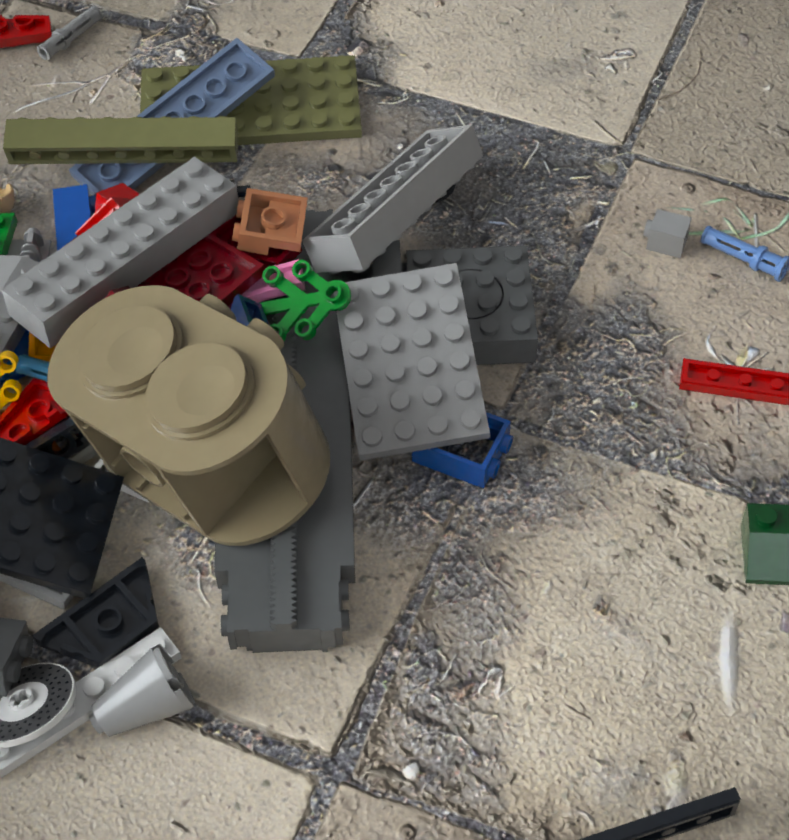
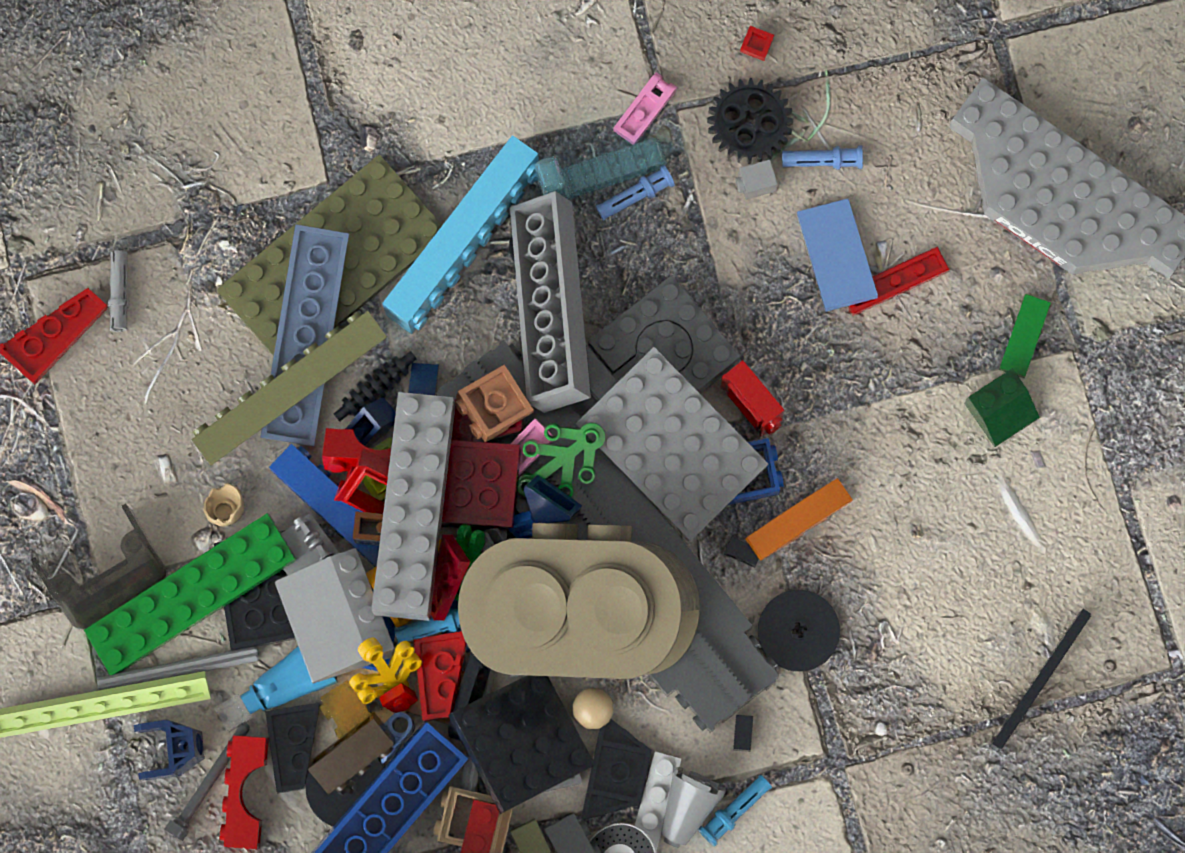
camera: 35 degrees left, 25 degrees up
(136, 544) = (592, 708): none -> tan hair
(168, 734) = (725, 819): none -> dark azure pin
(262, 671) = (743, 733): none -> black piece
(362, 126) = (461, 236): none -> medium azure brick
(405, 510) = (742, 552): none -> black piece
(416, 635) = (808, 611): none -> black piece
(487, 512) = (799, 519): none -> orange slope
(521, 381) = (752, 399): none -> red window
(523, 154) = (600, 170): none -> clear light blue beam
(559, 188) = (606, 209): none -> medium blue pin
(607, 138) = (644, 109): none -> bright pink plate
(697, 190) = (762, 140): none -> black gear
(700, 328) = (837, 255): none -> medium blue tile
(747, 145) = (757, 43): none -> red plate

